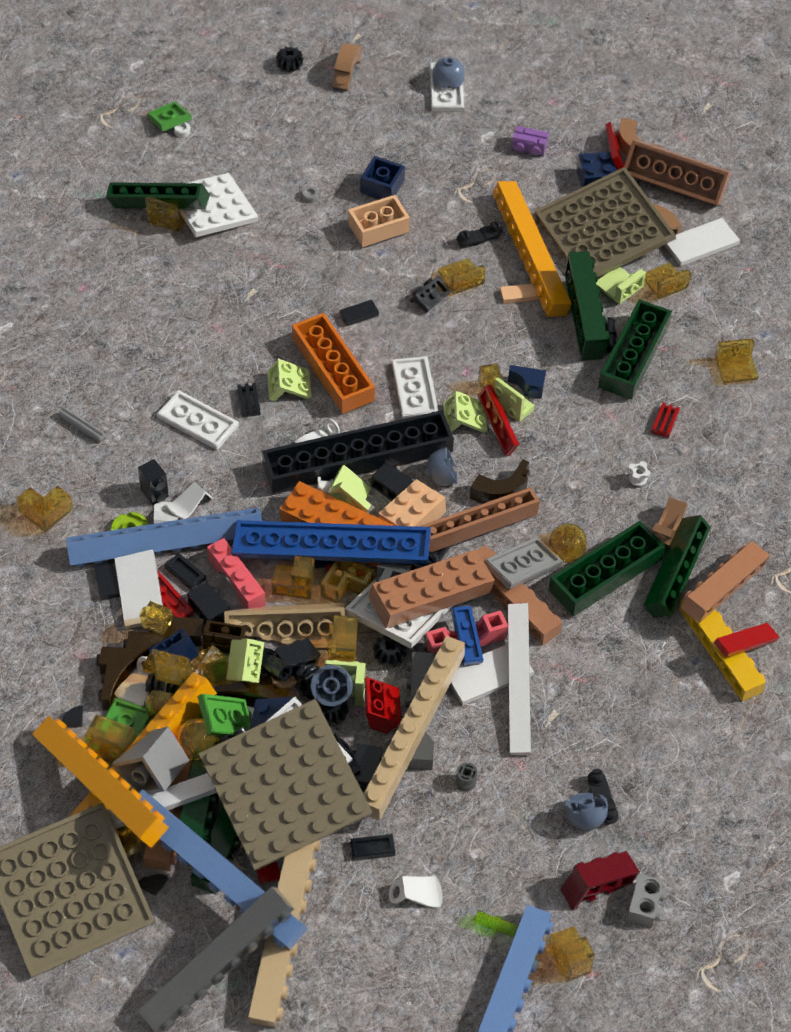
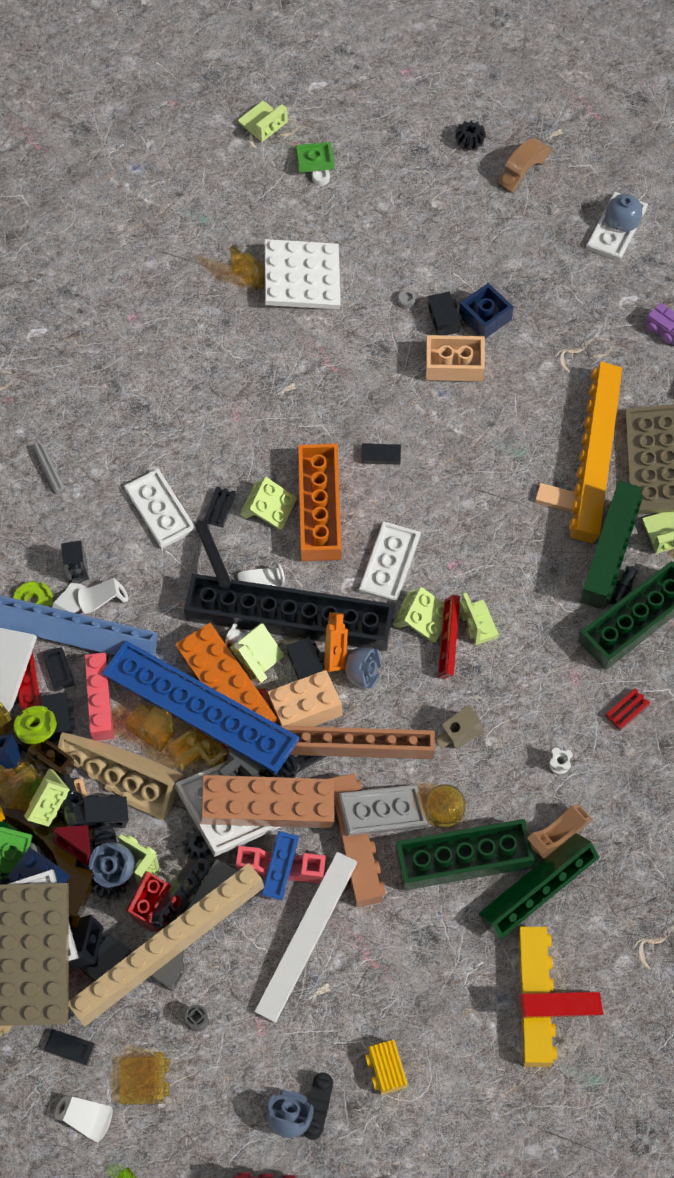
camera: 30 degrees right, 10 degrees up
(107, 103) = (264, 120): none -> yellowish green bracket
(134, 194) = (254, 249): dark green brick -> none
(197, 622) = (36, 734): none -> lime tile
(269, 431) = (213, 554): none -> black axle
(290, 683) = (74, 841): none -> dark red slope
(344, 639) = (153, 820): clear yellow brick -> none
(347, 192) = (444, 314): none -> black brick
(399, 685) = (165, 912): none -> black beam
(414, 454) = (335, 643): none -> orange hinge
(433, 293) = (463, 463): black bracket -> none
(453, 840) = (144, 1080): none -> clear yellow bracket
(462, 275) = (507, 454): clear yellow bracket -> none
(483, 678) = (274, 917): white tile -> none
(485, 233) = (557, 414): black piece -> none
(487, 489) = (409, 718): dark brown arch -> none
(488, 374) = (468, 583): clear yellow brick -> none
(528, 379) = (510, 604): dark blue arch -> none
(549, 478) = (467, 725): none -> dark tan torso
(639, 745) = (386, 1067): none -> yellow brick
(724, 581) = (575, 928): nougat brick -> none

